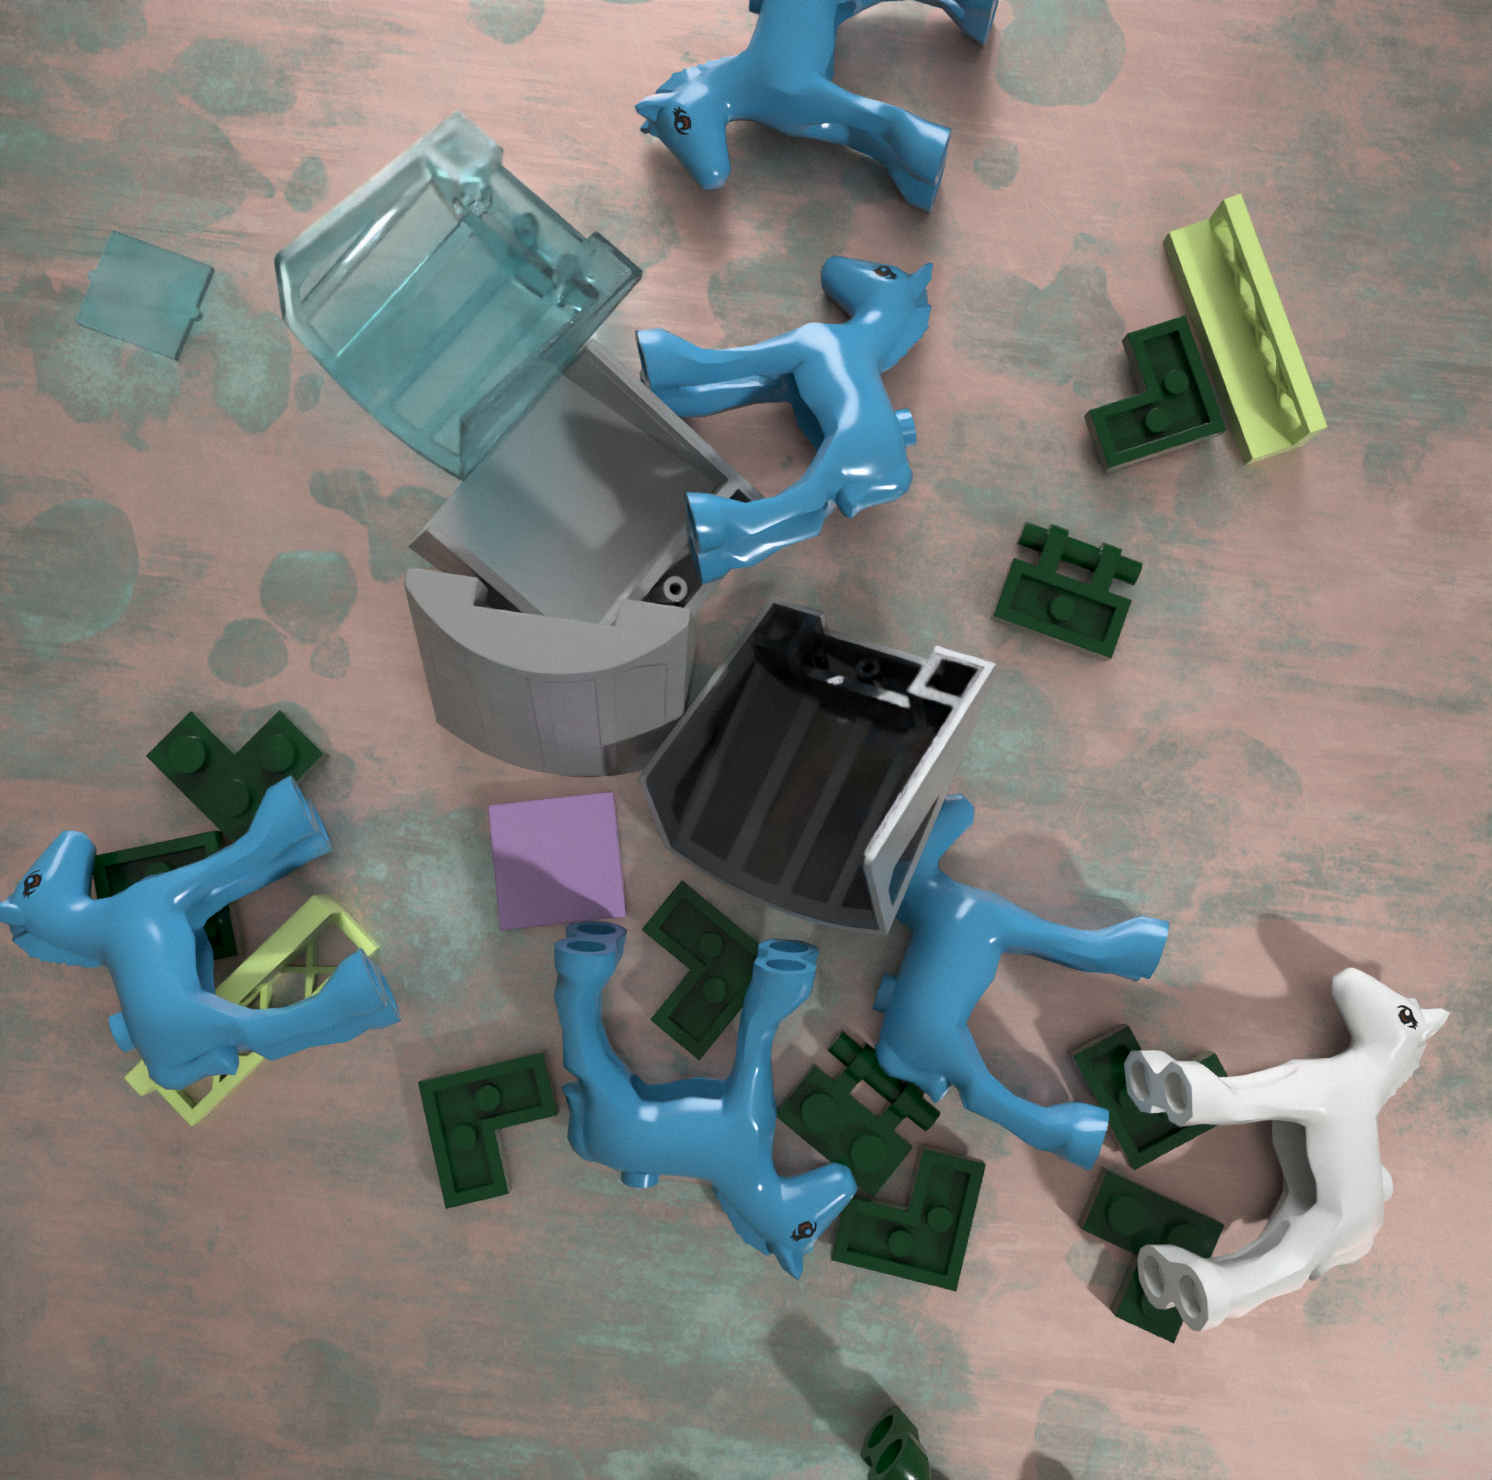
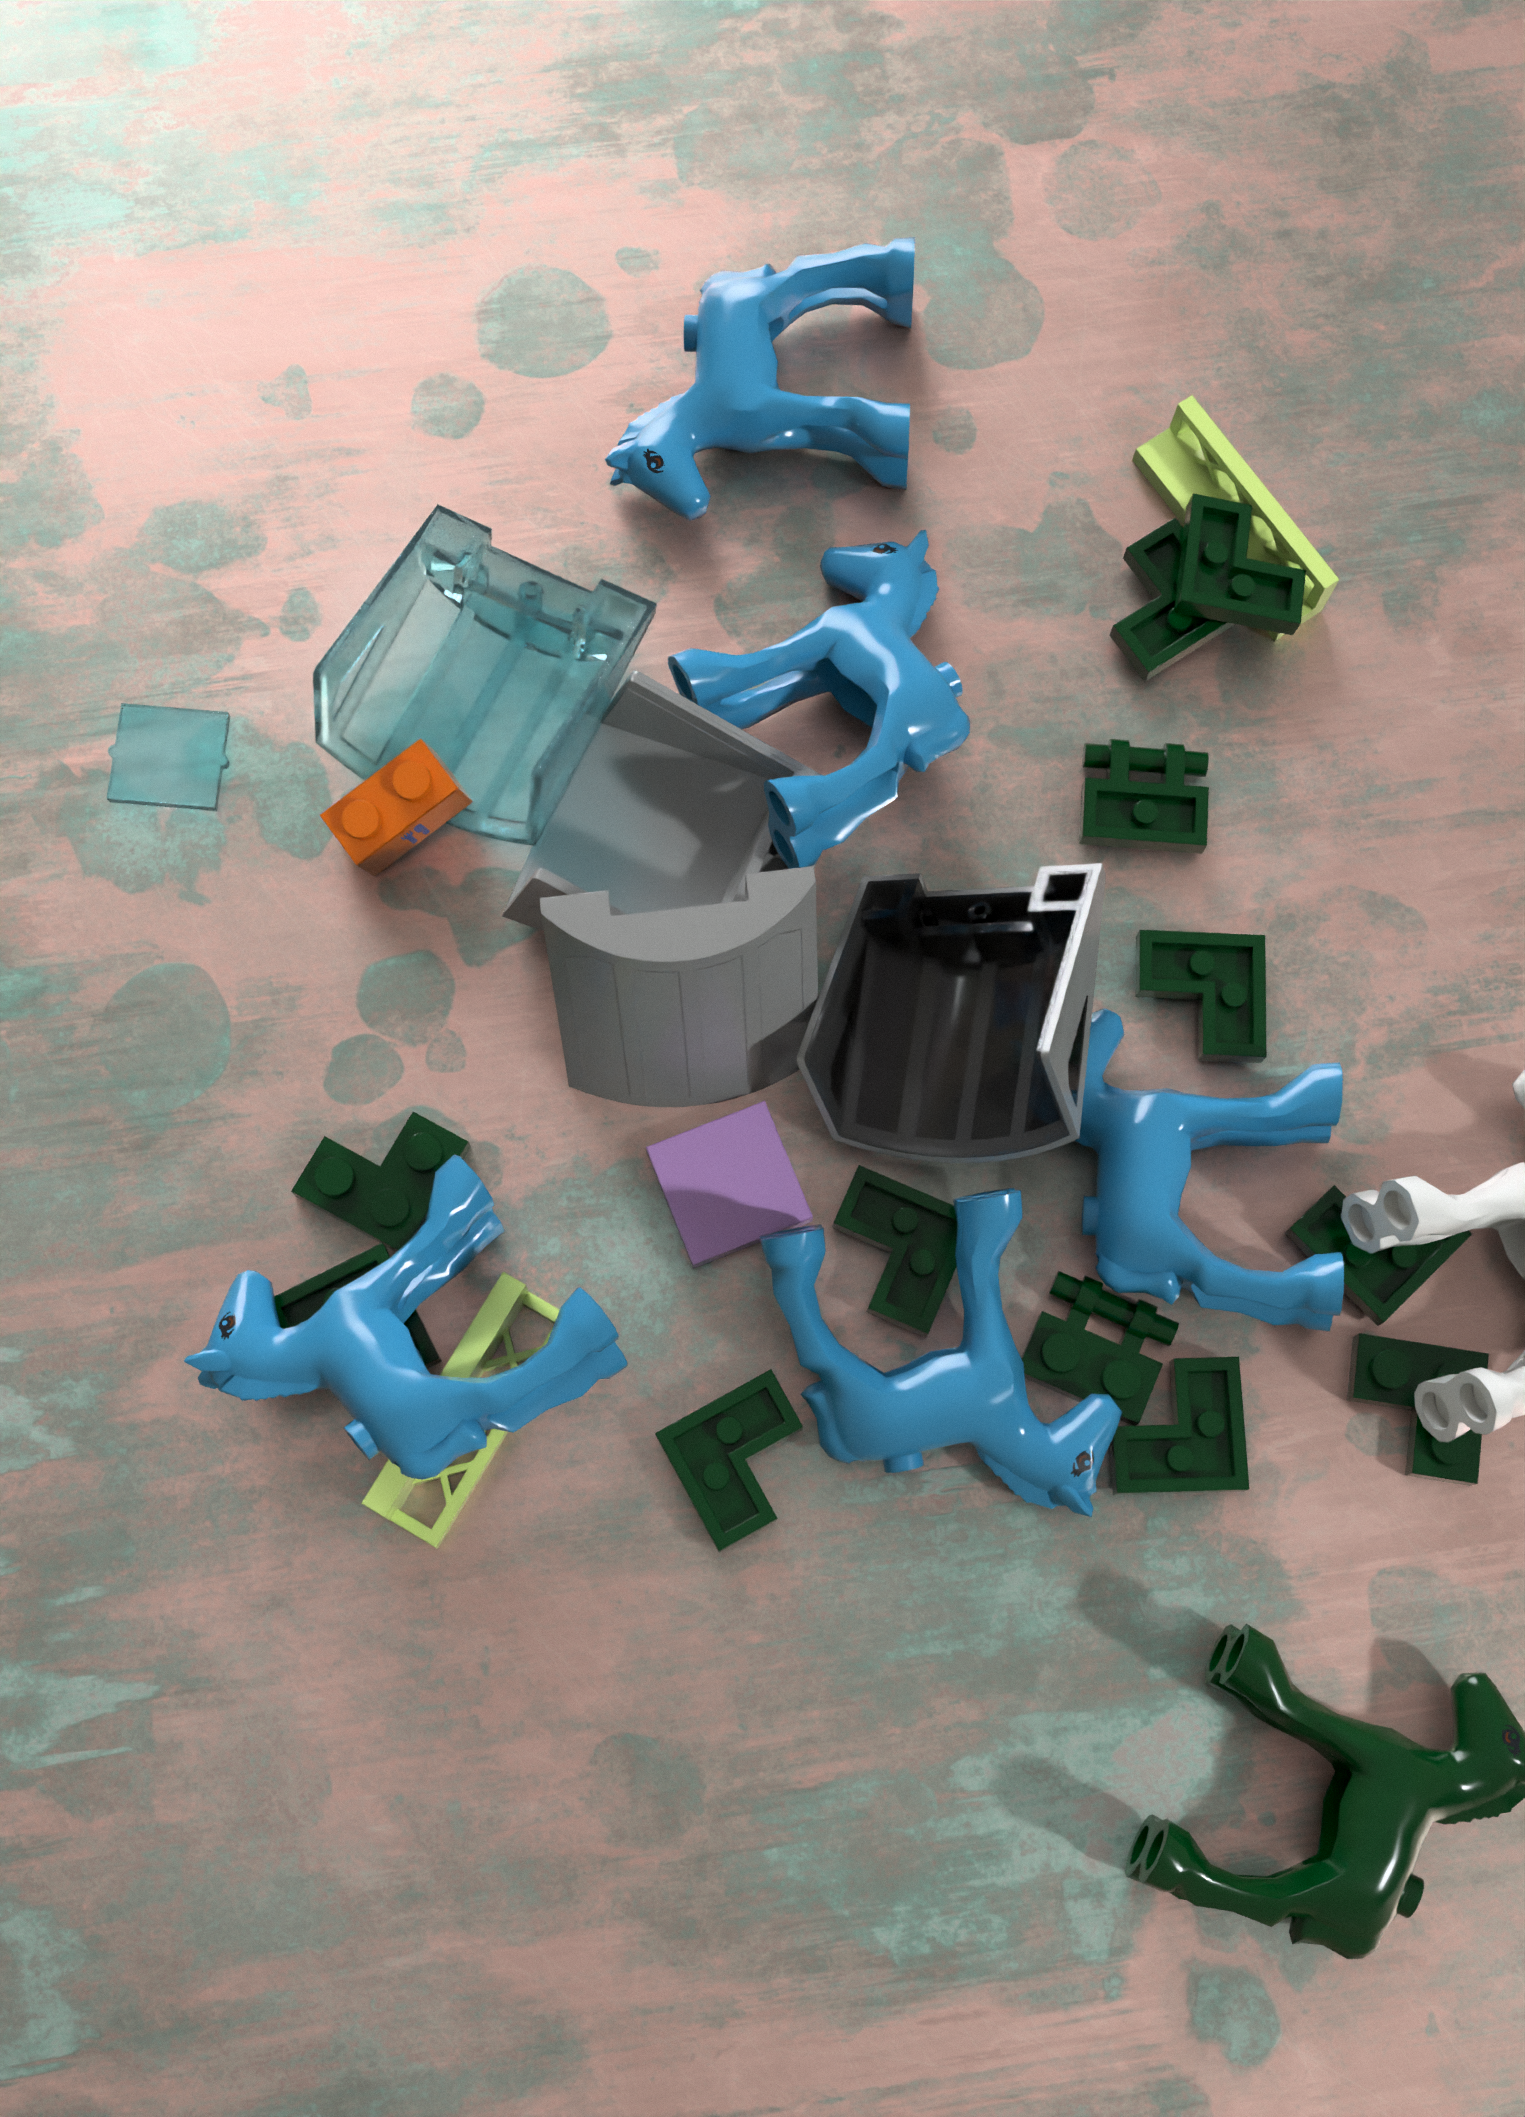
camera: 15 degrees left, 10 degrees down
(337, 409) = (396, 808): none -> orange brick
(1089, 796) = (1219, 972): none -> dark green plate
(1208, 390) = (1222, 582): none -> dark green plate

